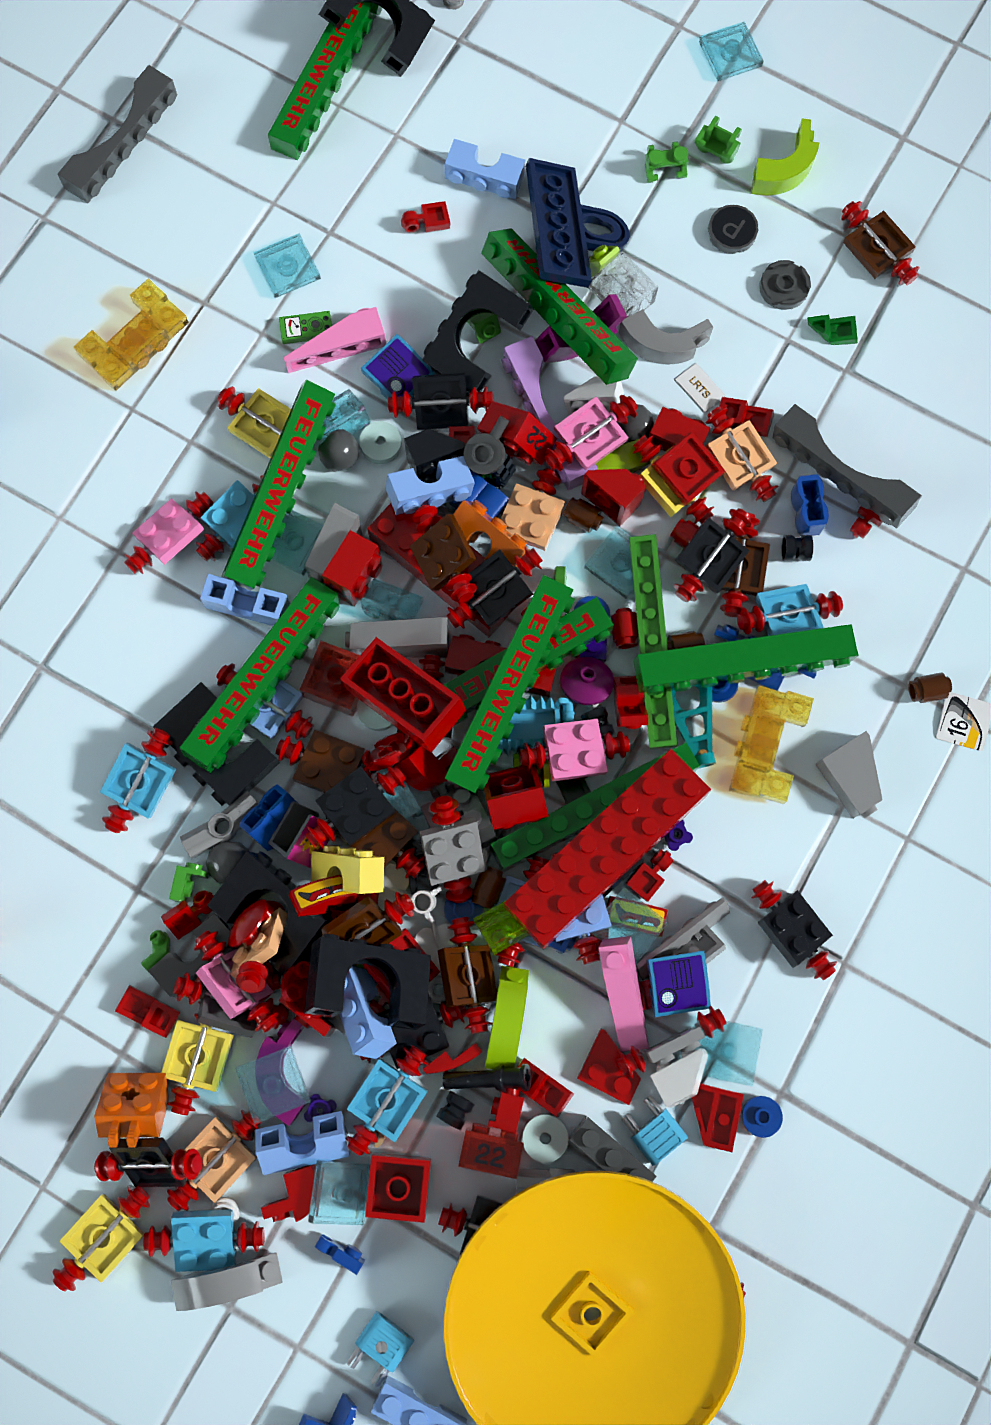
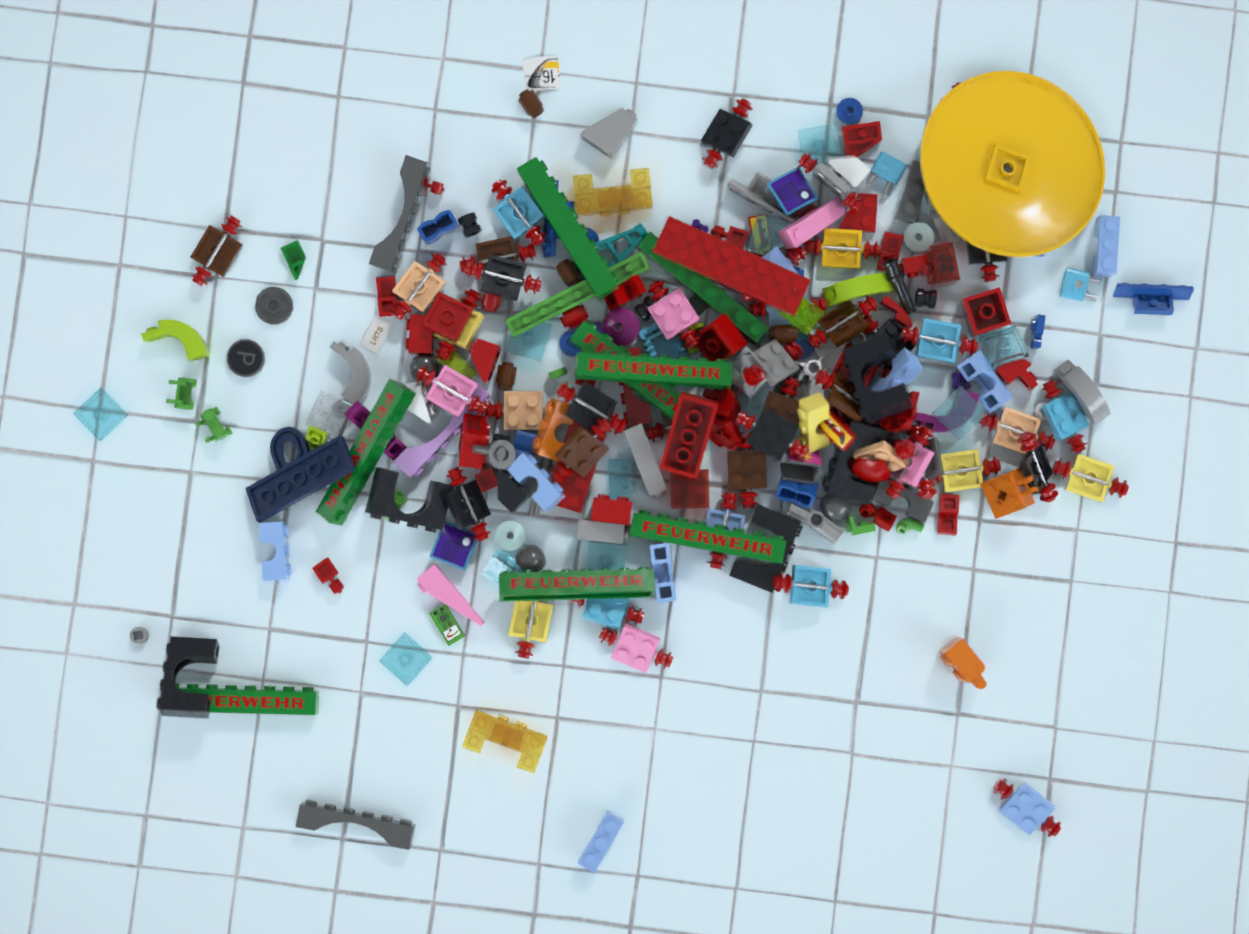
camera: 105 degrees left, 10 degrees up
(573, 1021) = (842, 248): none -> yellow plate

